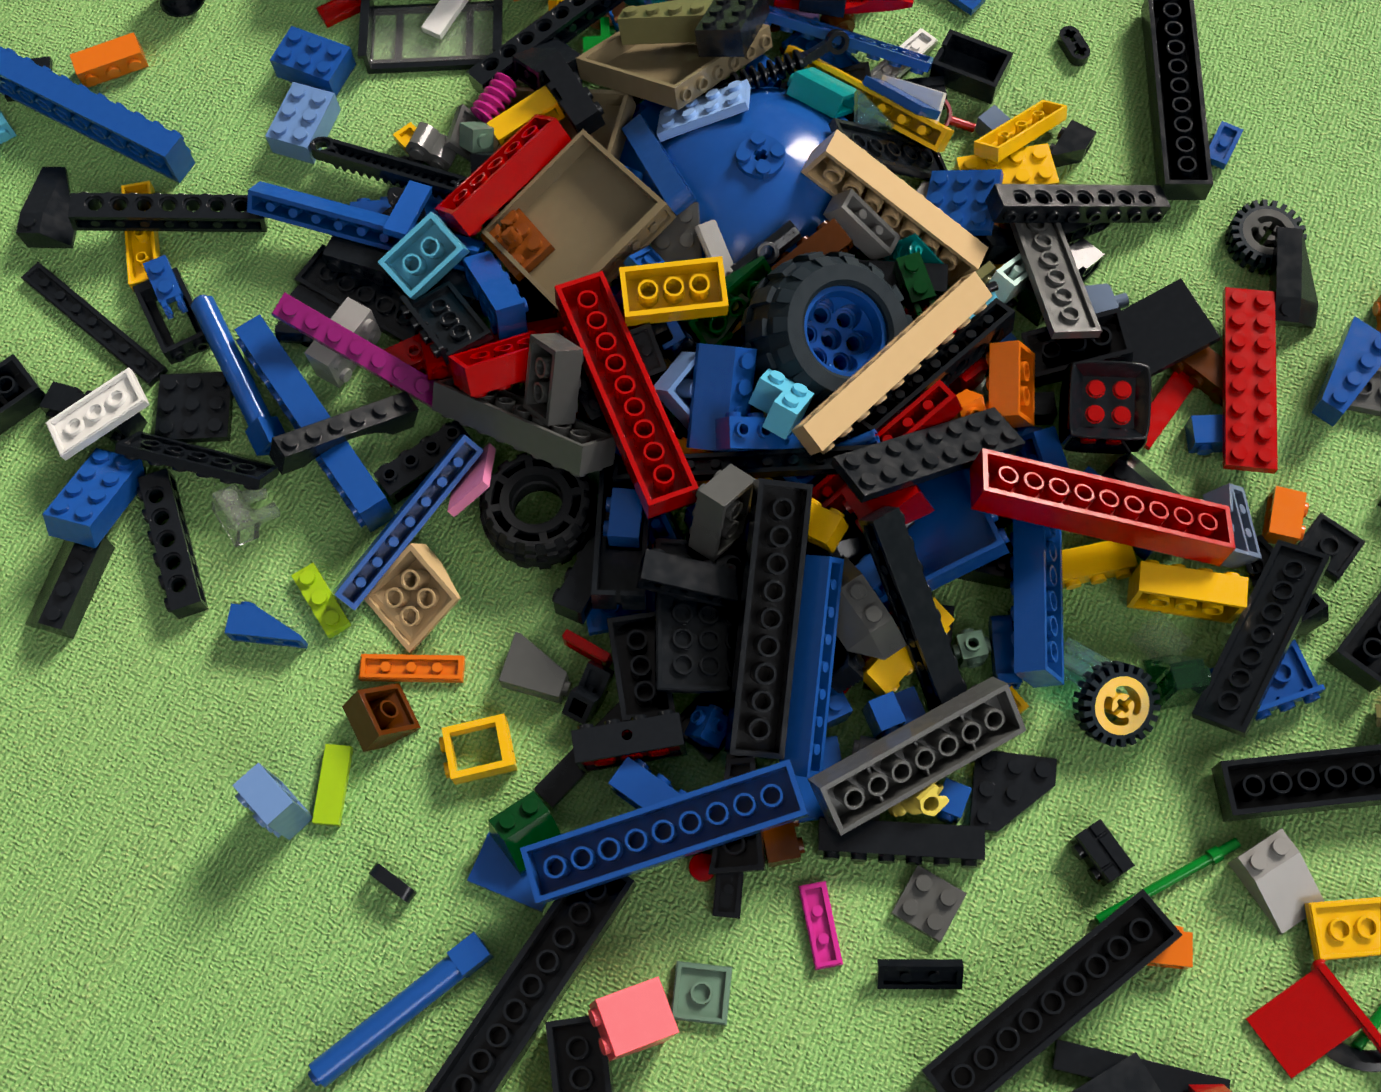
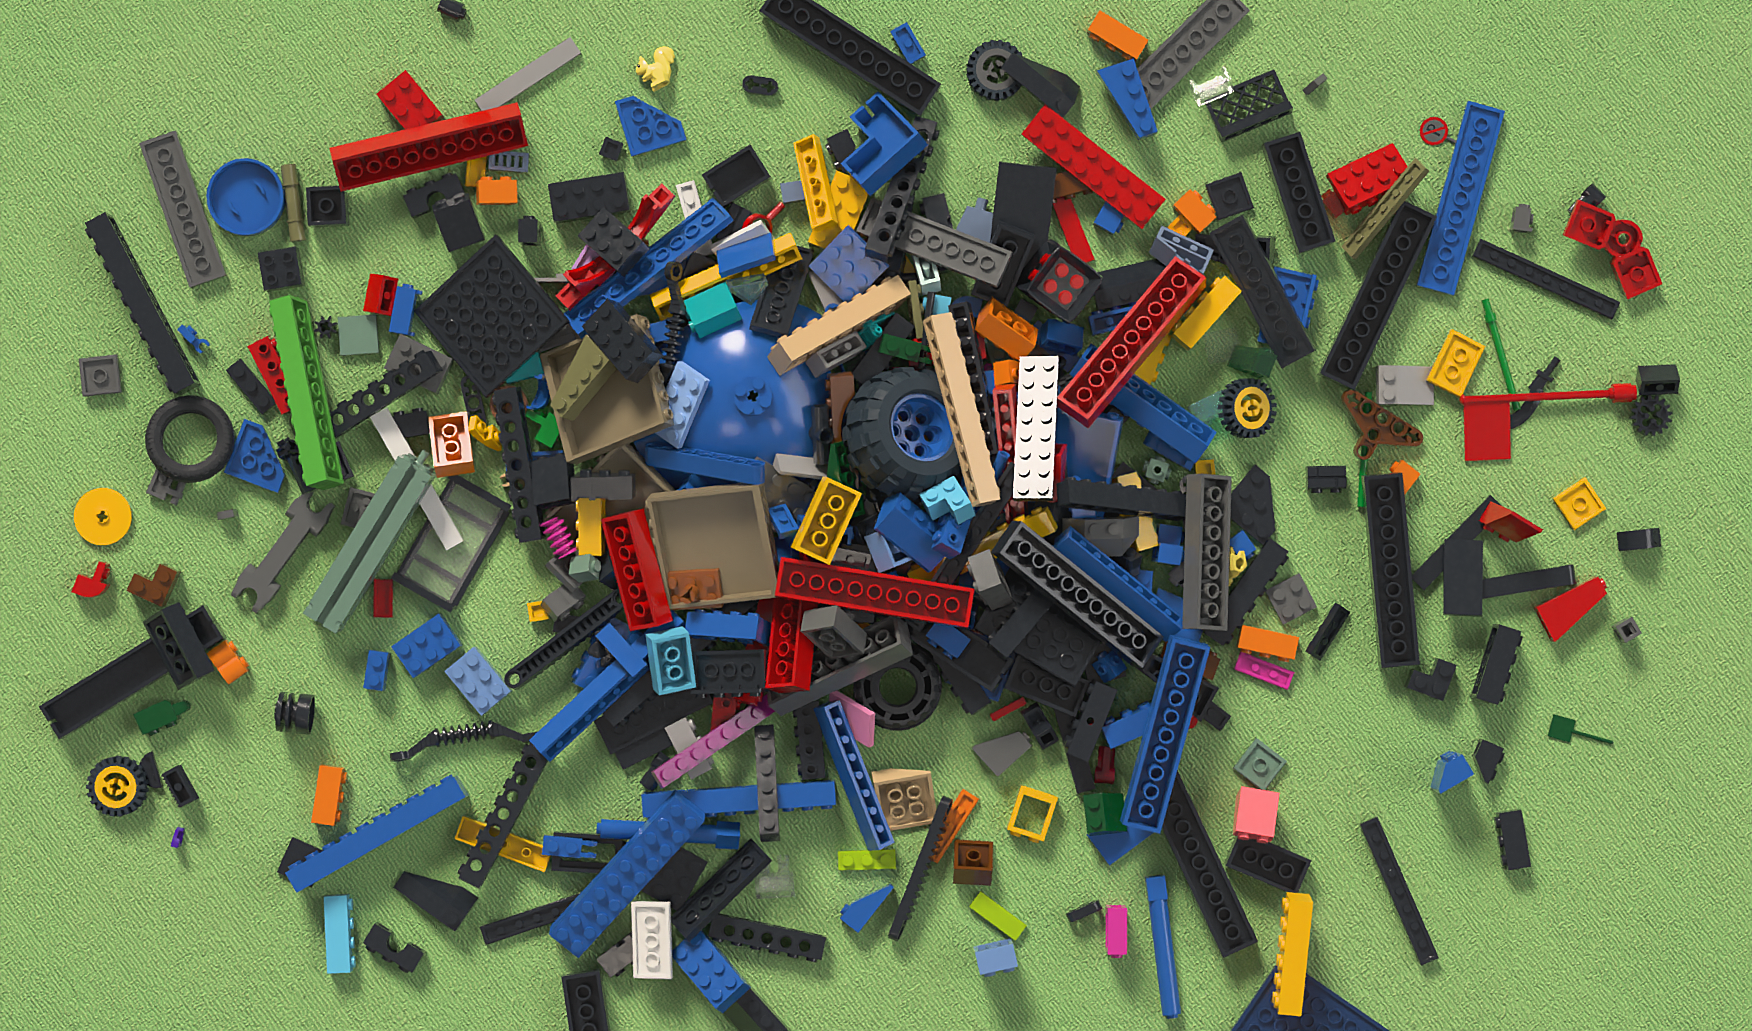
camera: 65 degrees left, 20 degrees up
(164, 350) = (627, 873): none -> blue brick
(232, 131) = (435, 737): none -> black piece
(261, 34) = (376, 670): none -> blue brick
(340, 660) = (920, 869): none -> black gear
(386, 934) = (1116, 930): none -> dark pink window
(580, 804) = (1105, 766): none -> dark red piece
(857, 906) = (1267, 643): none -> orange brick
(1104, 161) = (889, 144): none -> blue piece
(1208, 890) = (1370, 421): none -> reddish brown beam
(1259, 513) = (1181, 226): none -> light orange plate

